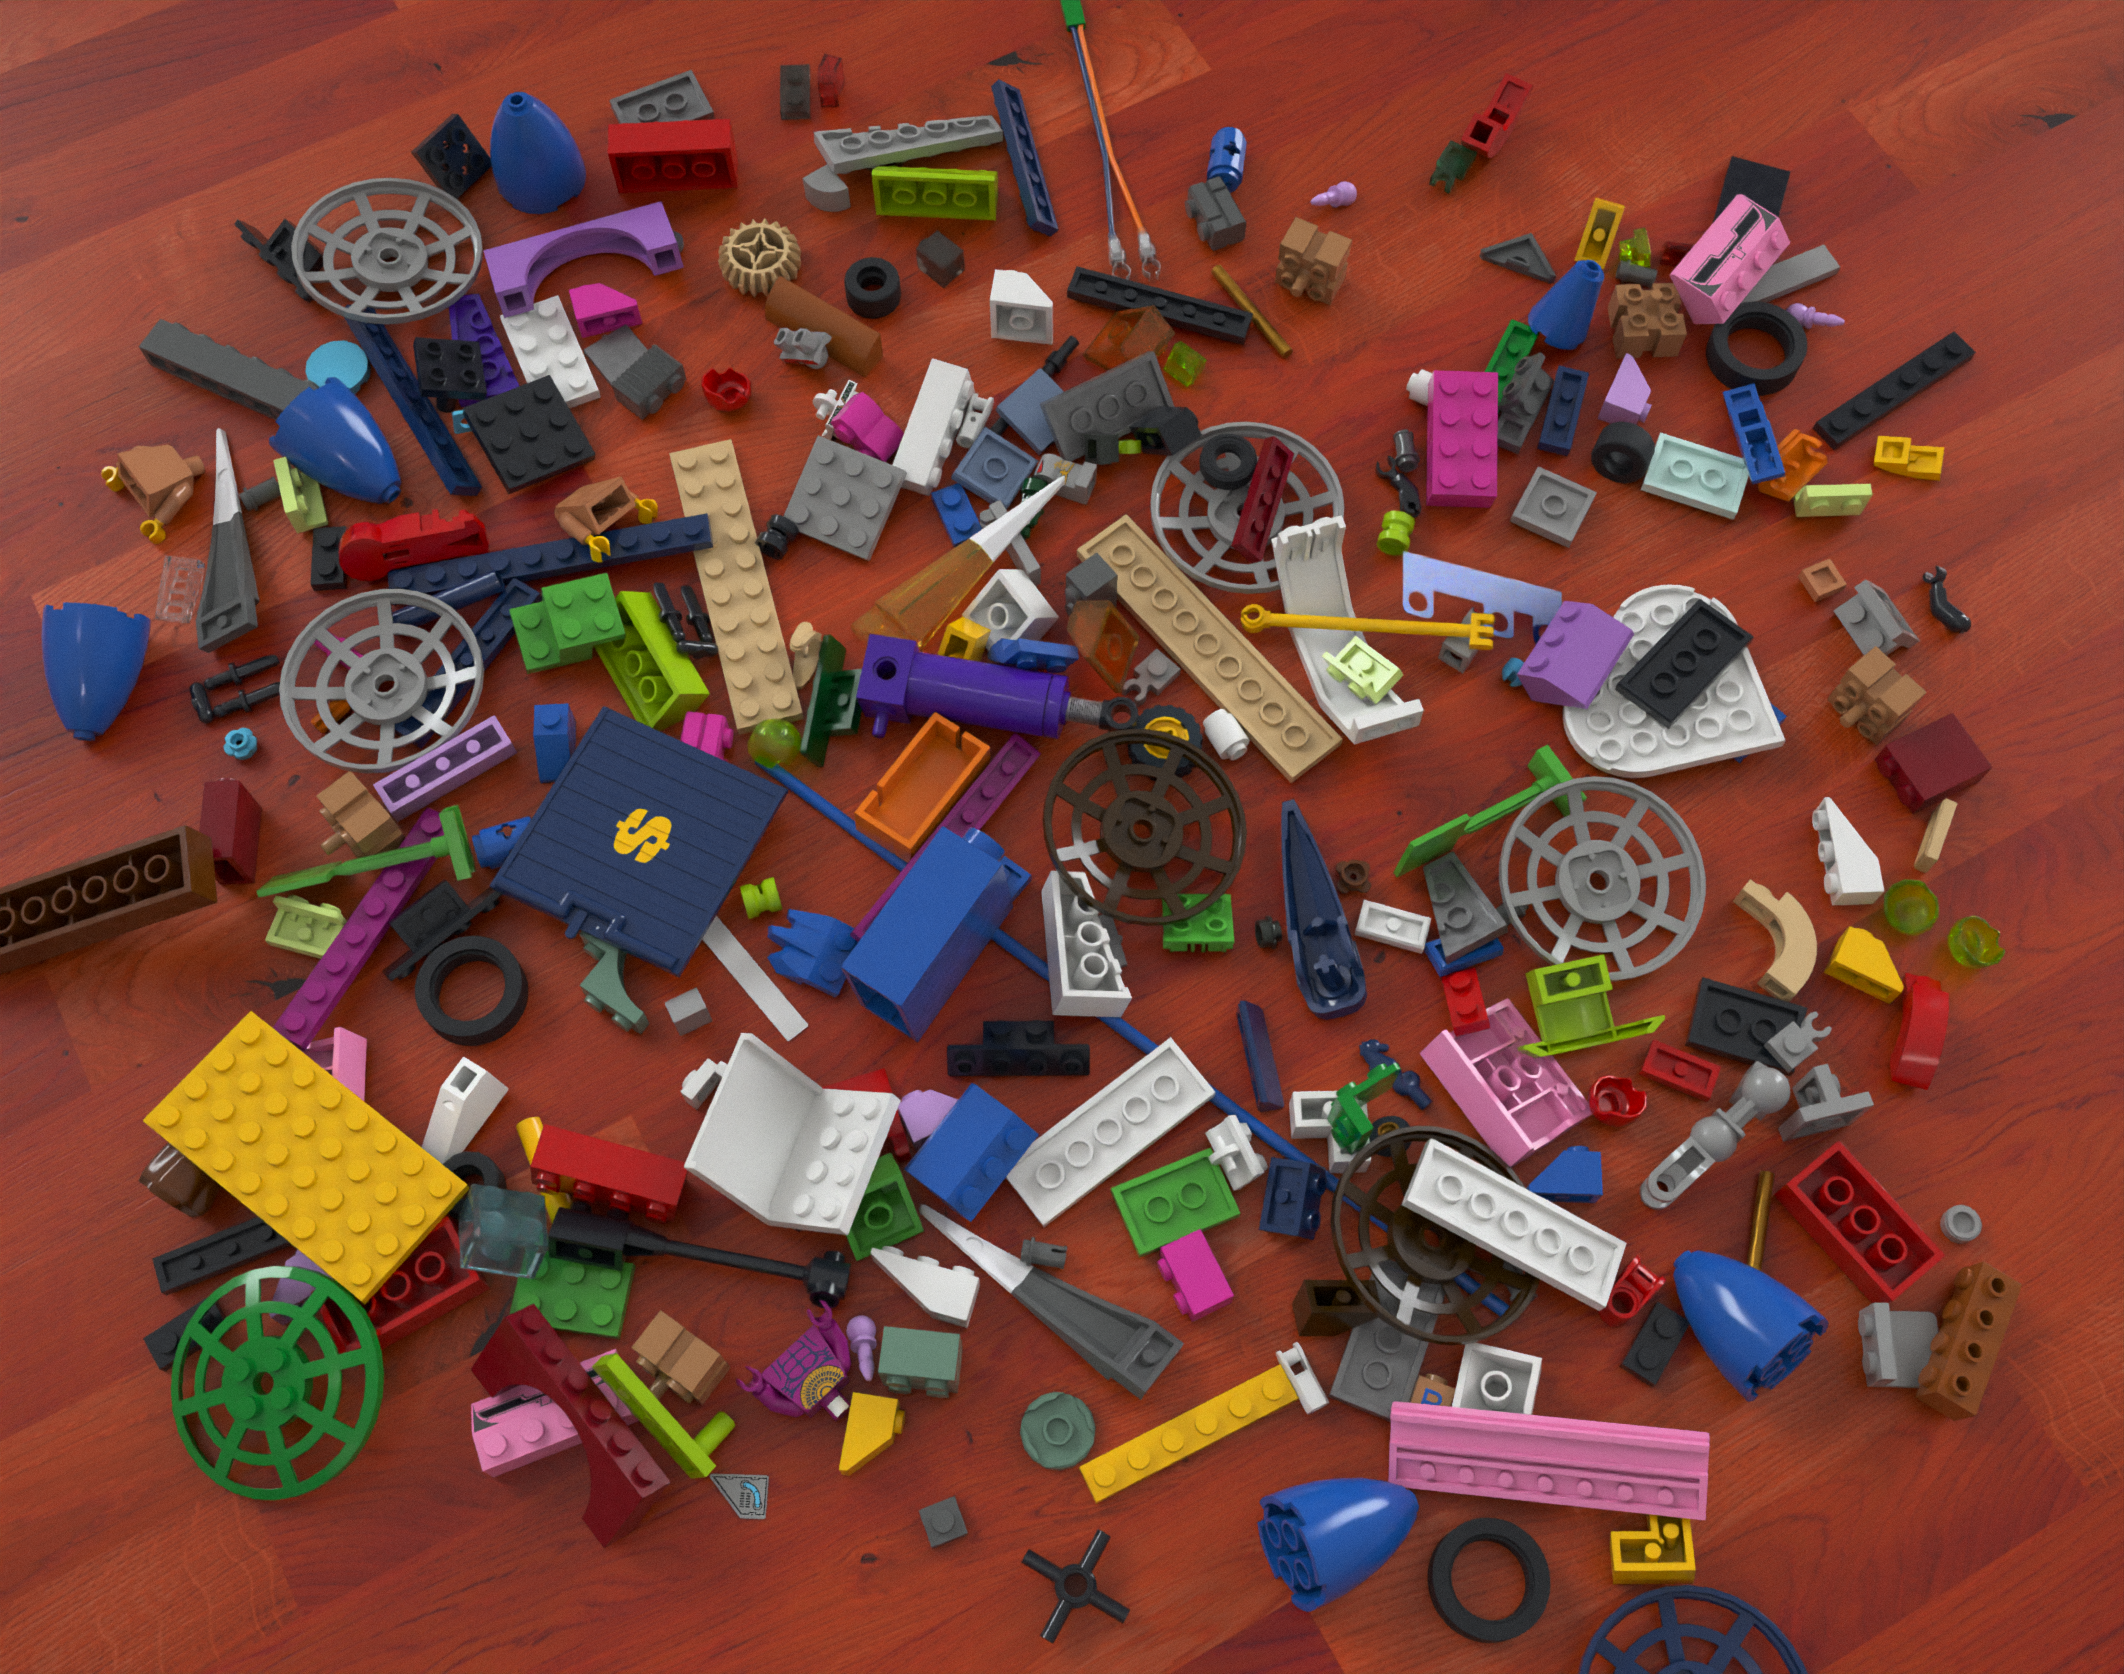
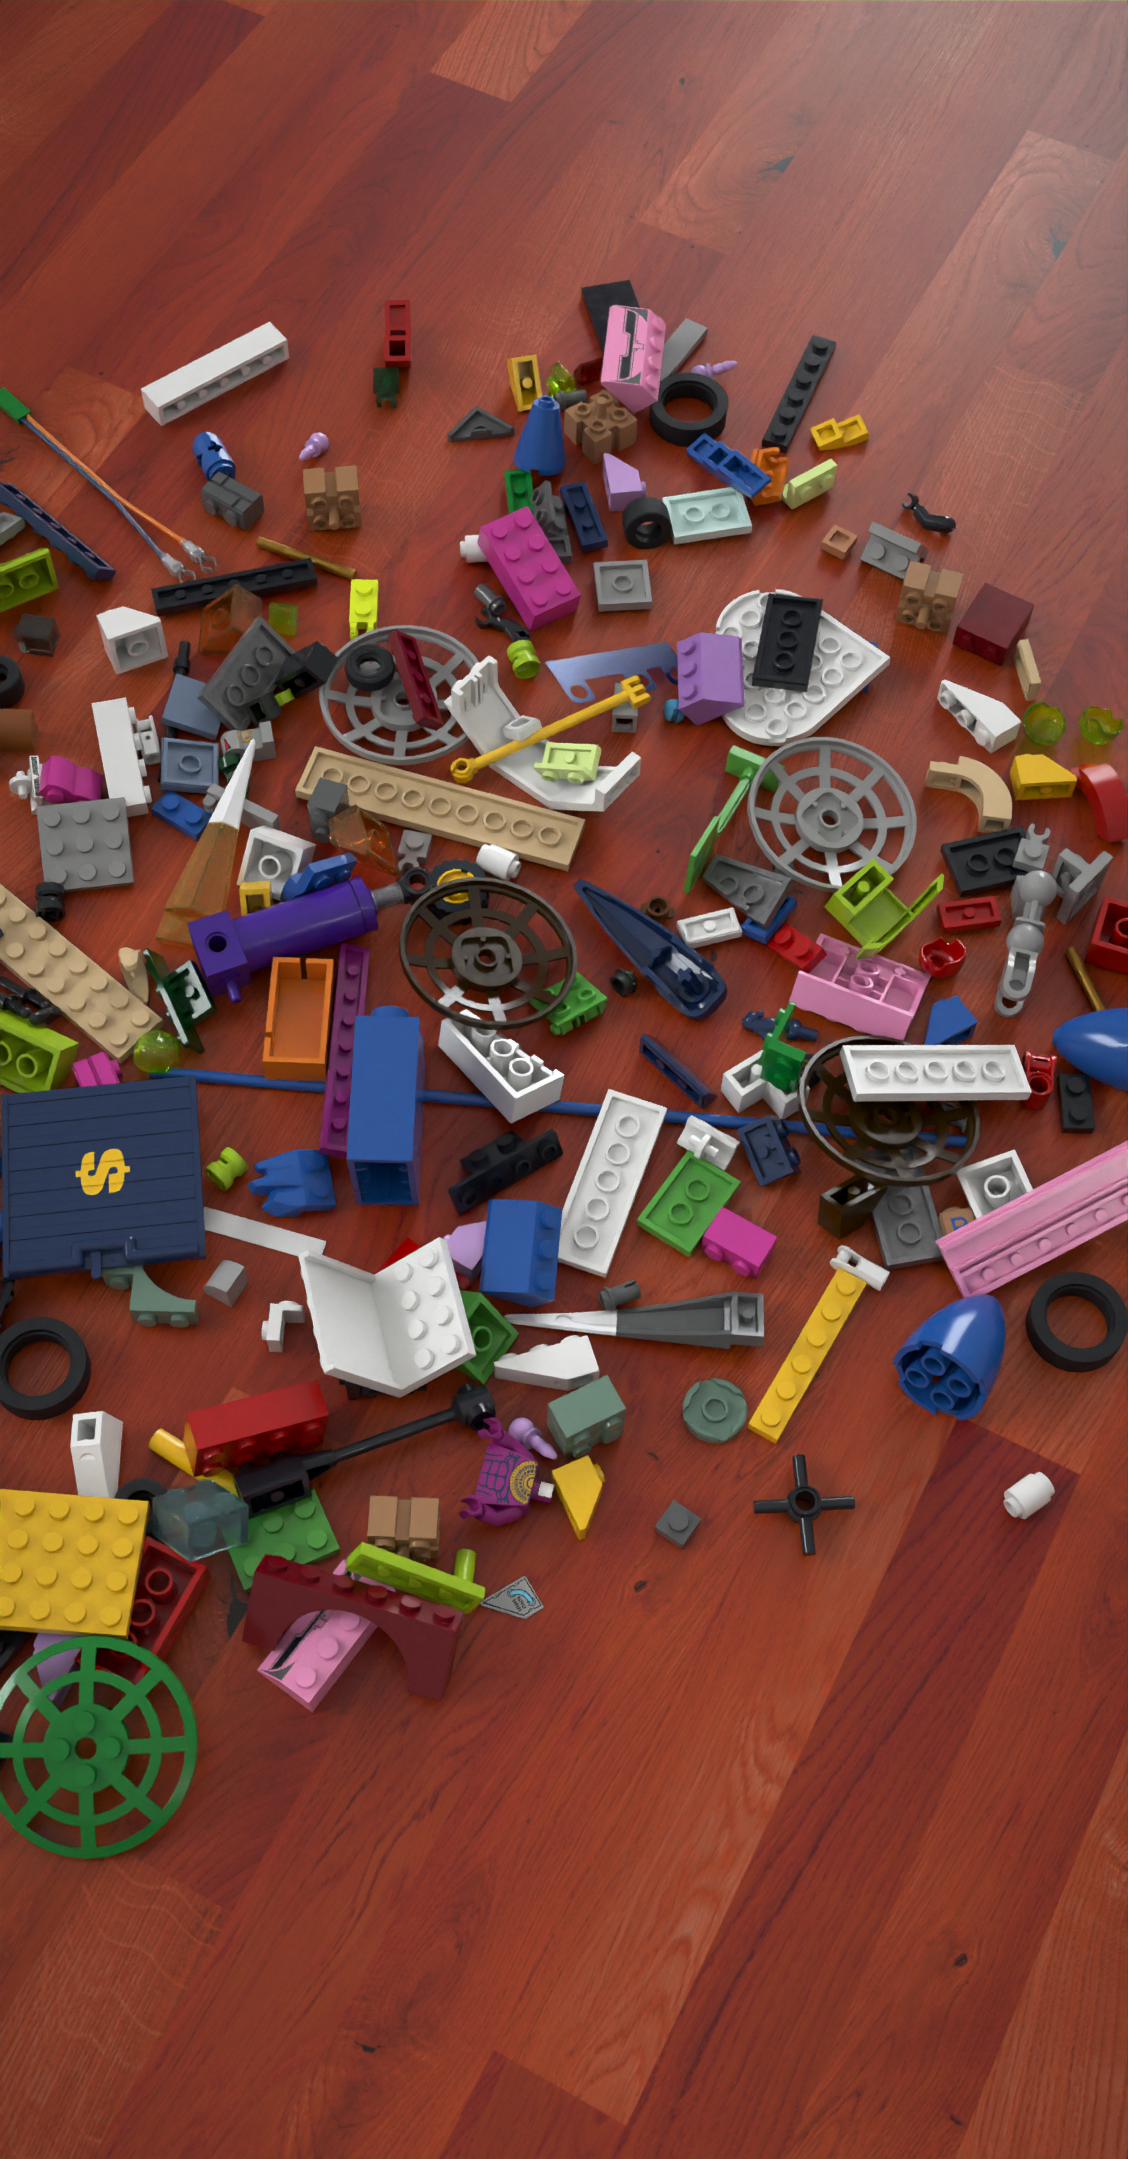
camera: 35 degrees left, 5 degrees down
(1273, 392) = (363, 606): none -> neon yellow hinge
(1289, 69) = (215, 373): none -> white brick
(1340, 607) = (521, 728): none -> white tile

